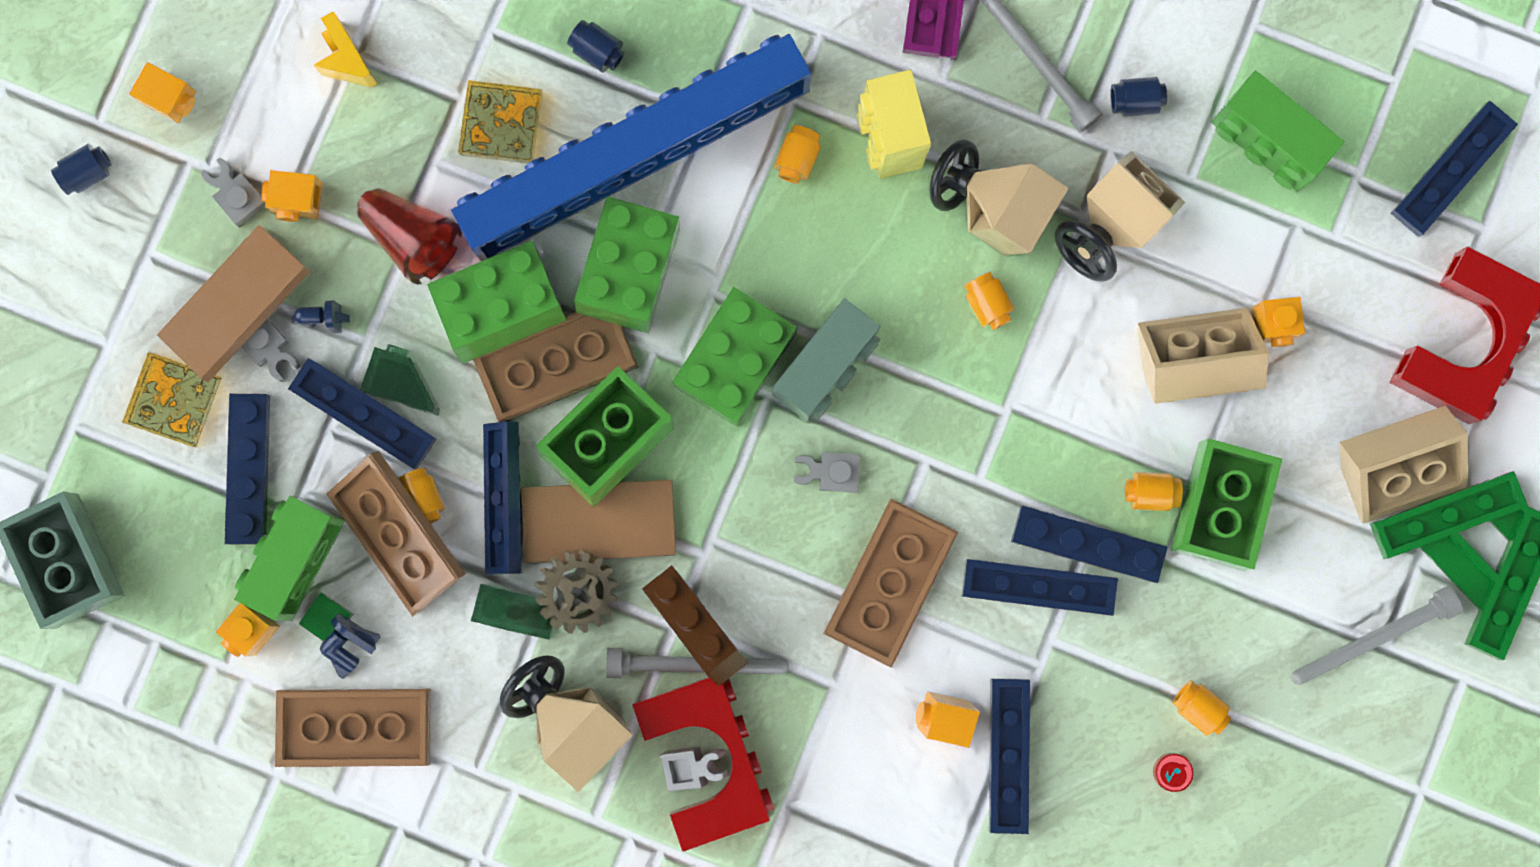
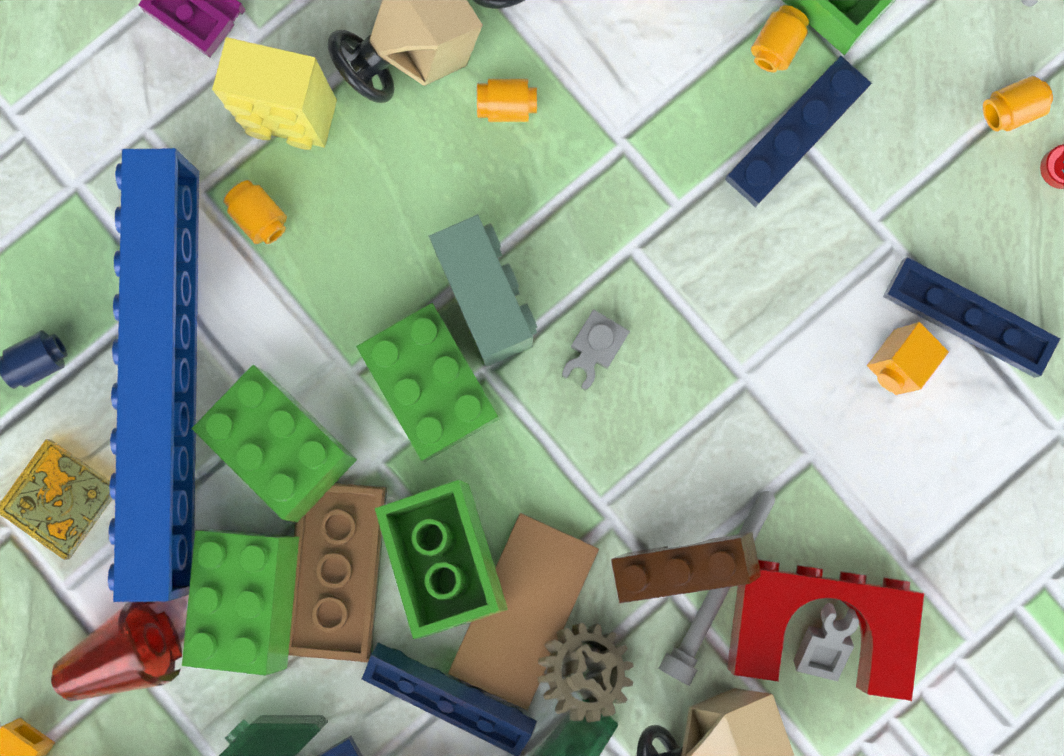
camera: 60 degrees left, 0 degrees up
(890, 583) = (737, 346): medium nougat tile -> none
(1039, 587) = (817, 200): dark blue plate -> none

